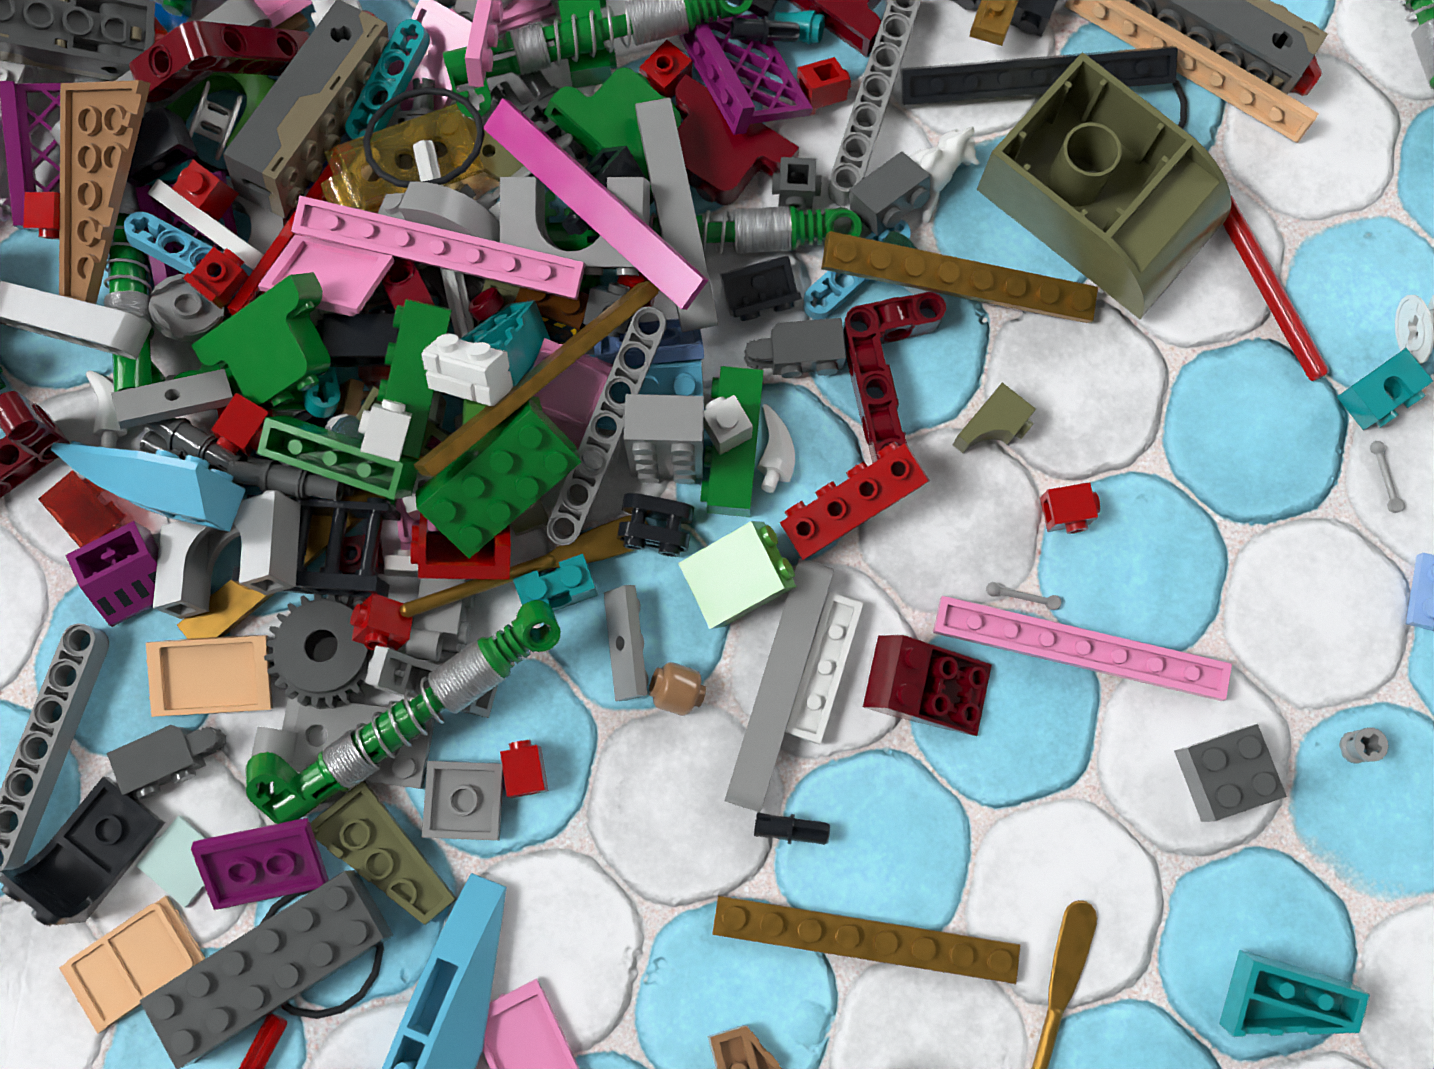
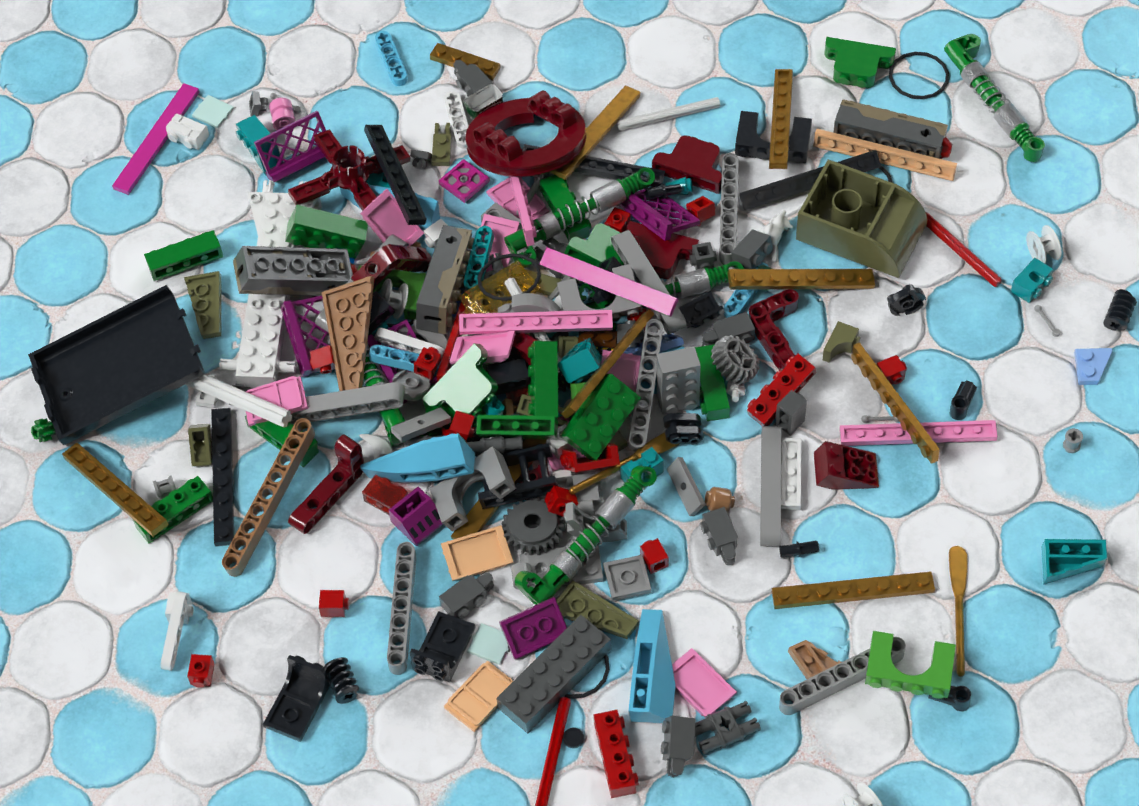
camera: 10 degrees left, 20 degrees down
(204, 190) = (405, 325): red brick -> none
(385, 429) = (541, 402): white brick -> none
(467, 369) = (574, 364): white brick -> none
(486, 304) = (564, 346): dark red tile -> none
(659, 760) = (720, 534): none -> dark grey hinge
(726, 423) = (708, 369): white brick -> none
(738, 574) = (733, 438): brick -> none
(798, 408) = (735, 359): none -> light grey gear
(860, 548) = (791, 412): none -> dark grey brick
(1059, 592) = (895, 403): none -> pearl gold plate
(1143, 374) = (906, 300): none -> black plate
(1184, 601) = (962, 400): none -> black piece
(1230, 773) = (1009, 468): dark grey brick -> none

